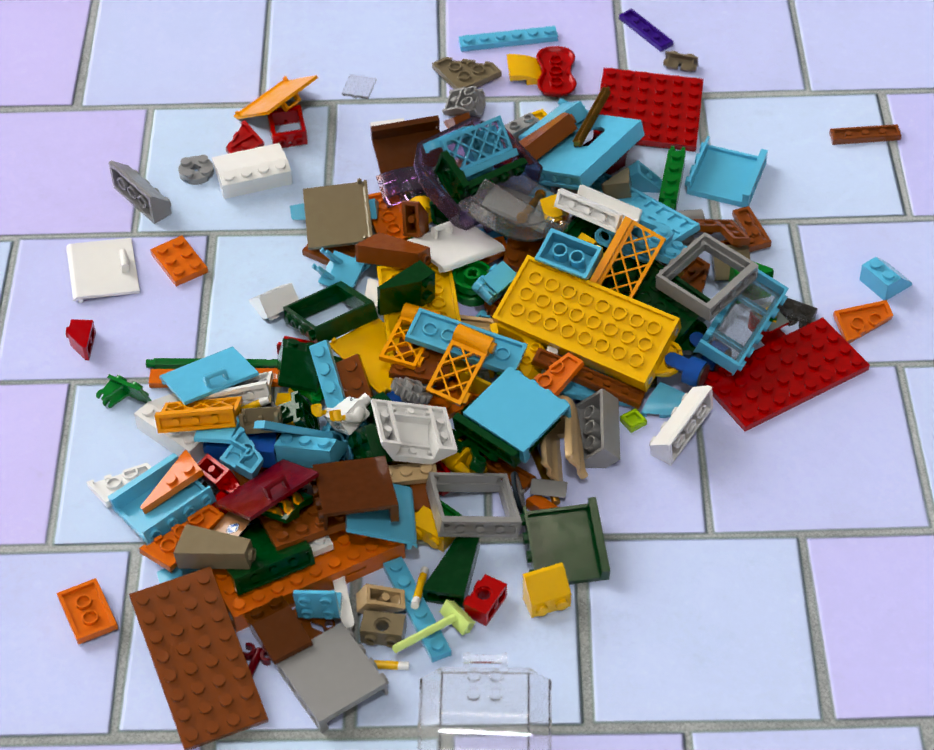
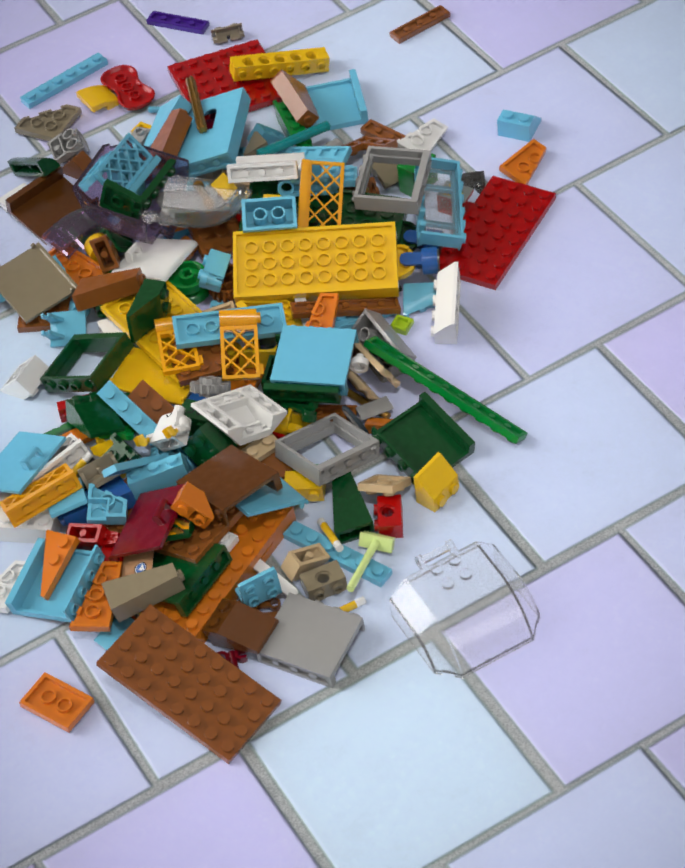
camera: 25 degrees left, 0 degrees up
(304, 495) = (193, 505): none -> orange slope
(417, 106) = (32, 166): none -> dark green brick
(499, 565) = (384, 484): none -> tan plate
(555, 438) = (359, 364): none -> white tile
(620, 506) = (448, 391): none -> green plate
(657, 192) = (294, 139): none -> teal axle
(688, 153) = (295, 98): none -> slope
(702, 112) = (269, 64): none -> yellow brick
(780, 251) = (425, 137): none -> white wing

